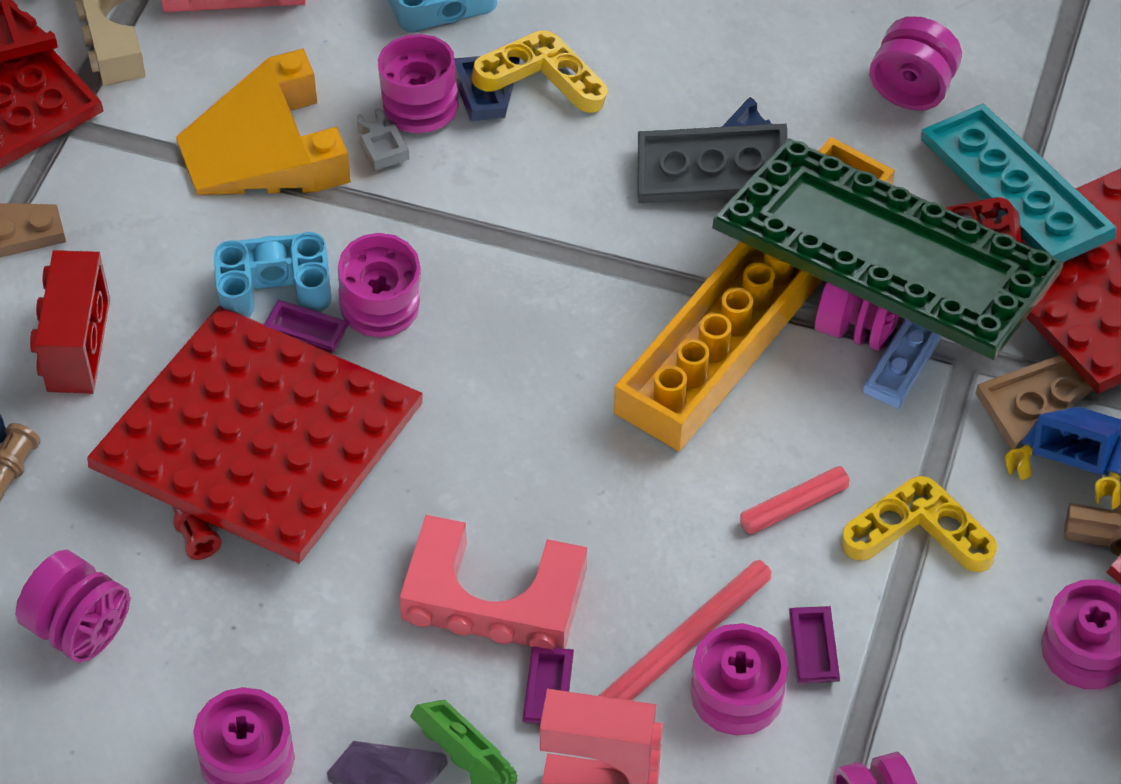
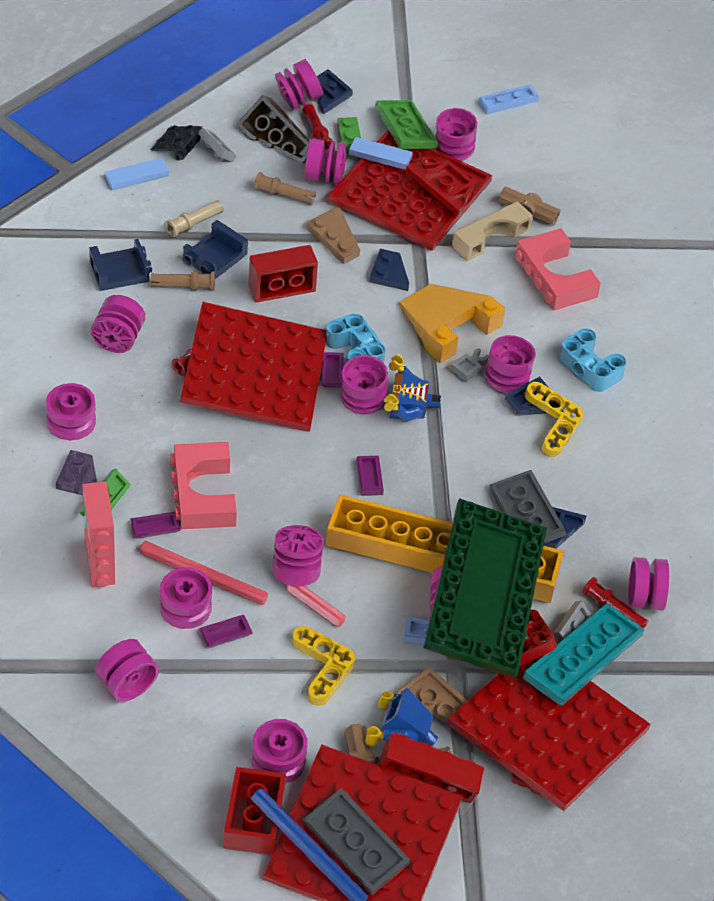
camera: 65 degrees right, 5 degrees down
(118, 182) = (389, 270): none -> dark blue wing
(426, 227) = (409, 394): none -> torso
(554, 347) = (369, 475): none -> magenta tile
(714, 486) = (297, 555): none -> dark pink wheel
(908, 127) = (604, 596): none -> red pin
(939, 176) = (573, 619): none -> light grey plate

